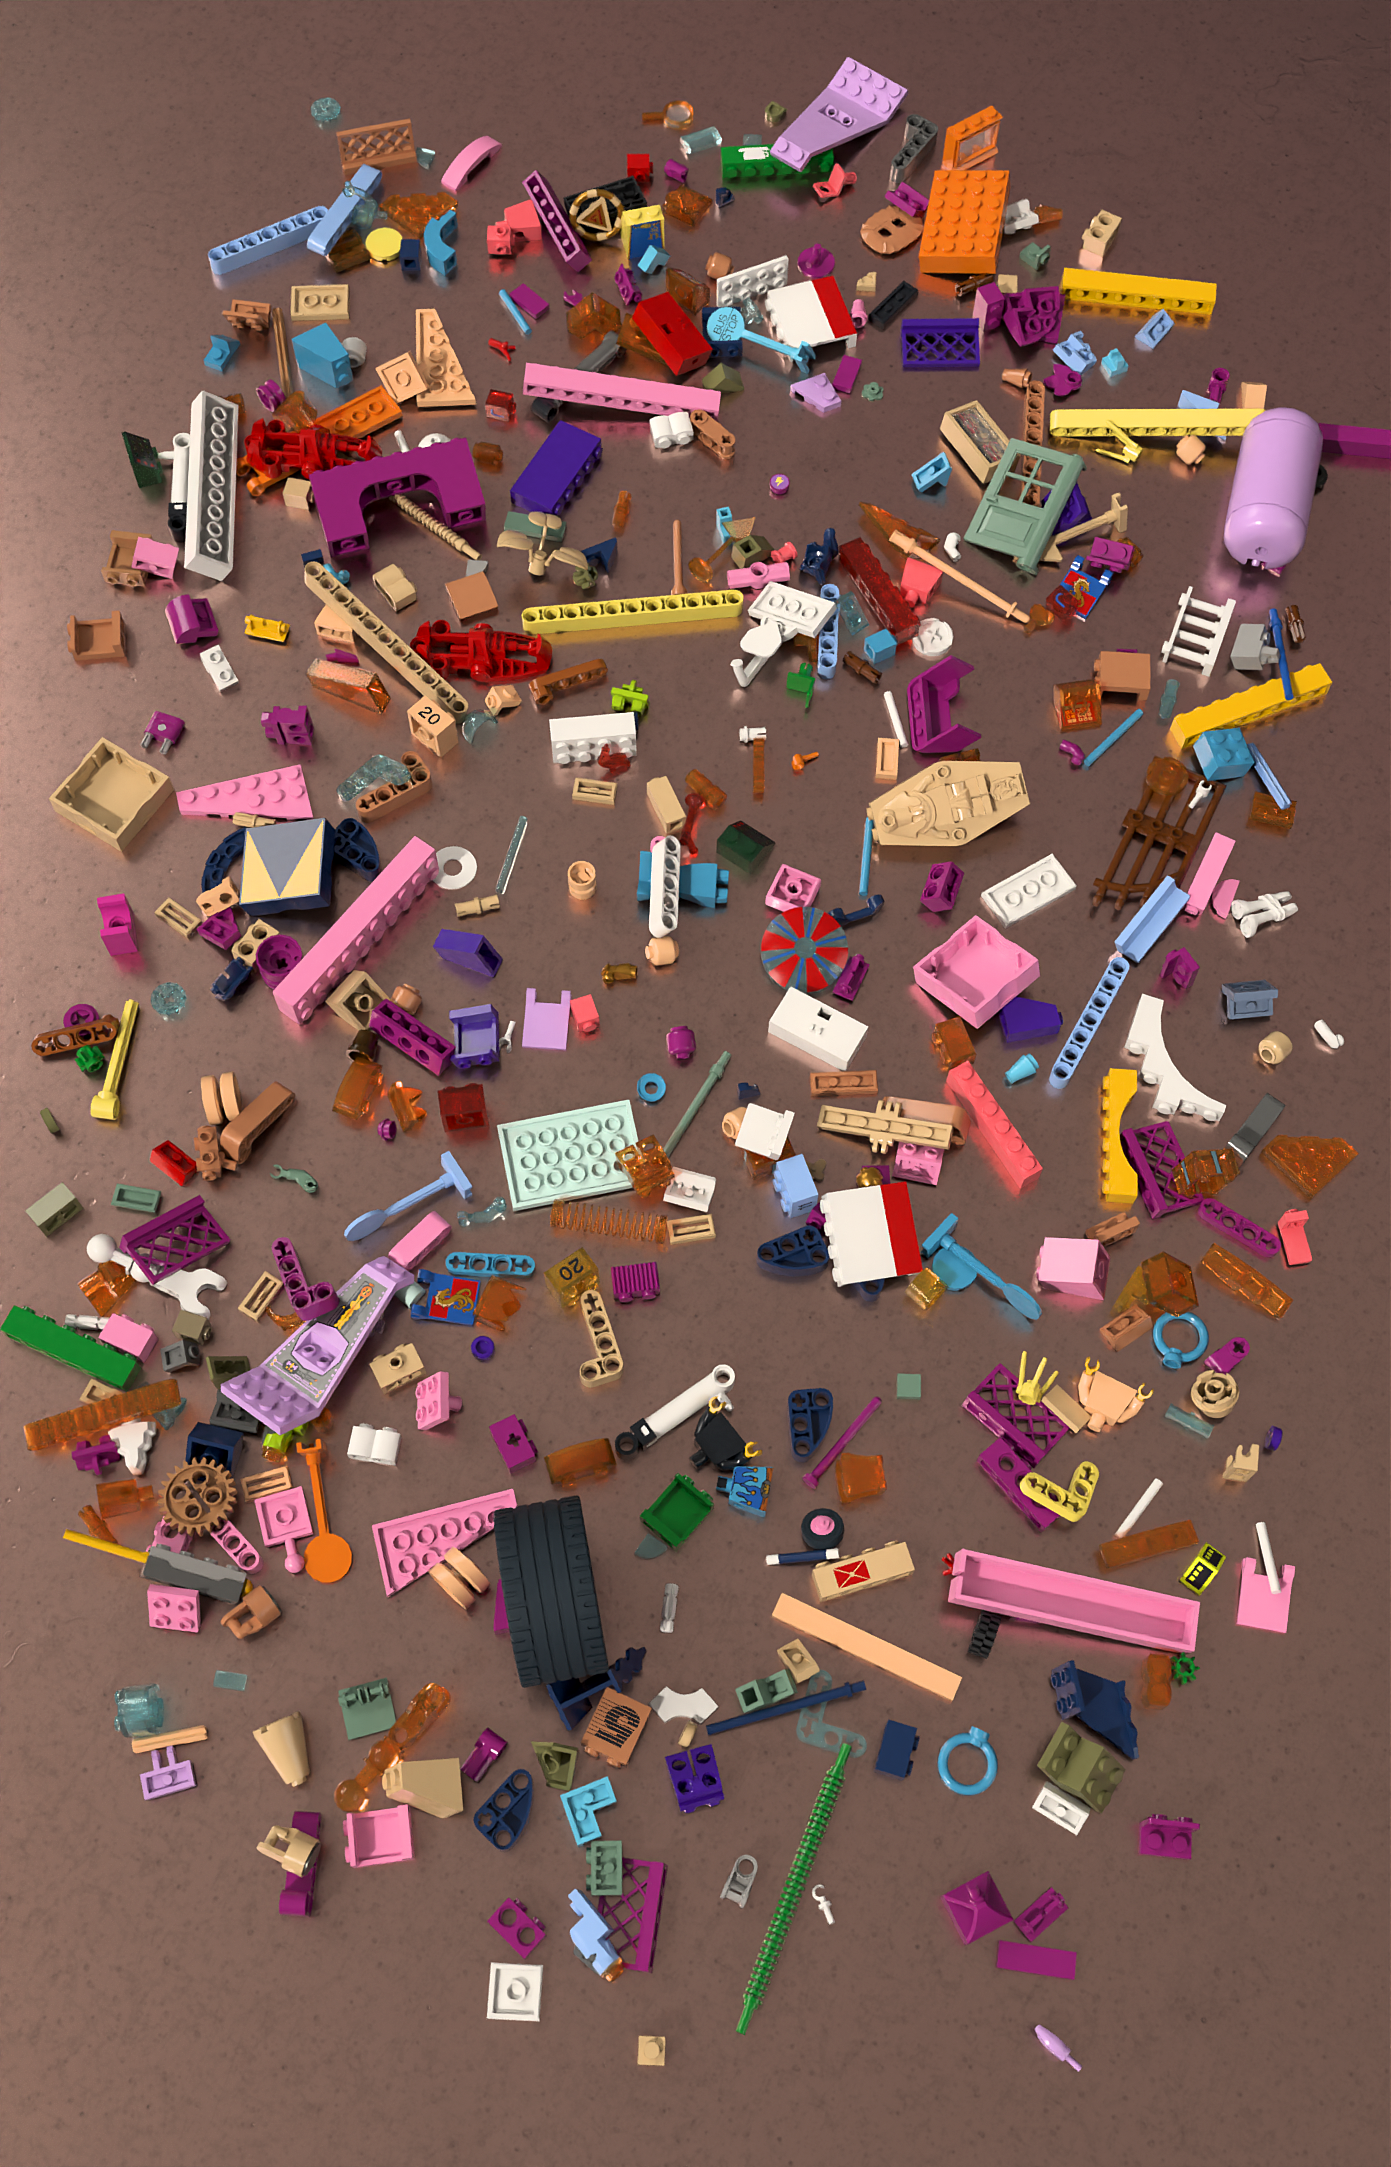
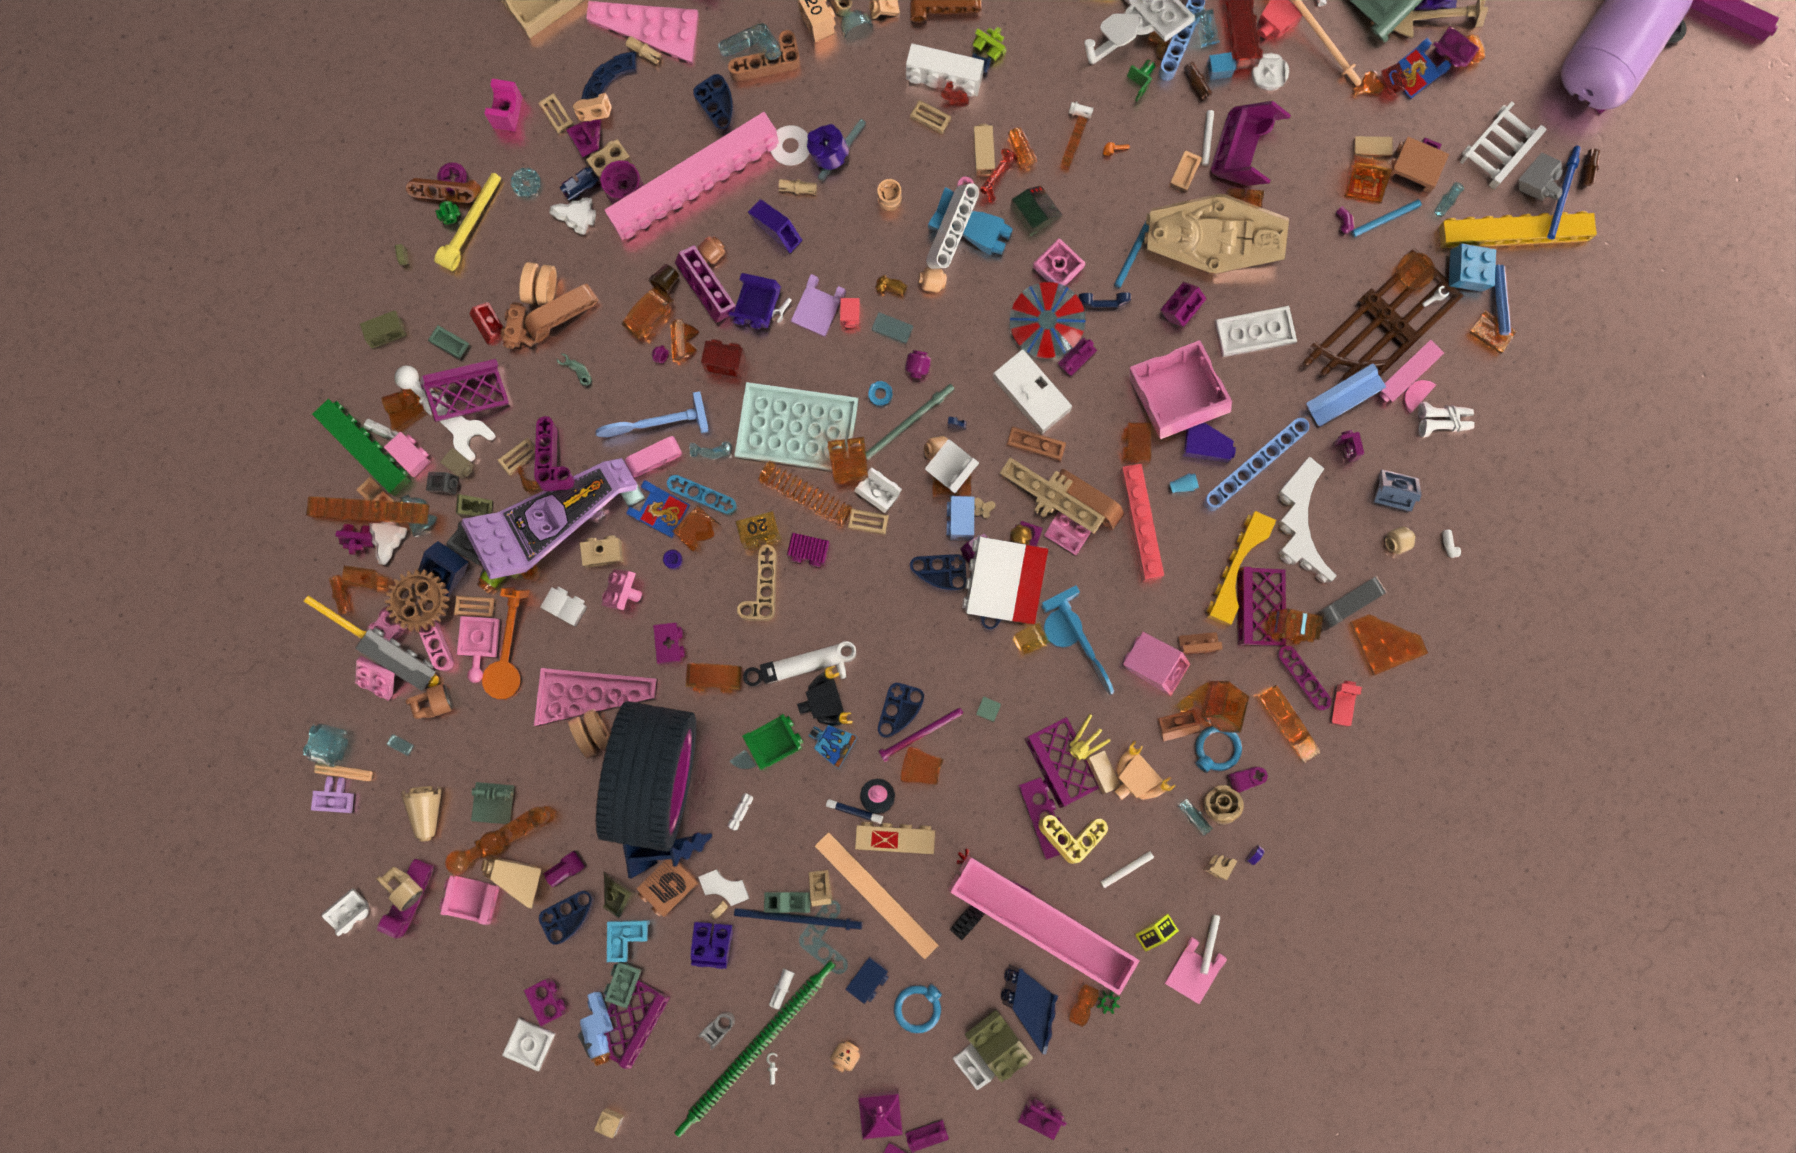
camera: 25 degrees right, 15 degrees up
(230, 1910) = (346, 912): none -> white bracket
(237, 1013) = (575, 214): none -> white rock
(287, 867) = (654, 101): tile -> none
(356, 999) = (673, 236): tan slope -> none
(496, 853) = (827, 147): none -> dark purple brick
(637, 1016) = (892, 328): none -> clear light blue tile
(798, 1800) = (781, 989): none -> white axle
(906, 1853) = (845, 1056): none -> light nougat head
(1069, 672) = (1374, 146): none -> tan tile
(1148, 1544) = (1122, 900): clear orange slope -> none

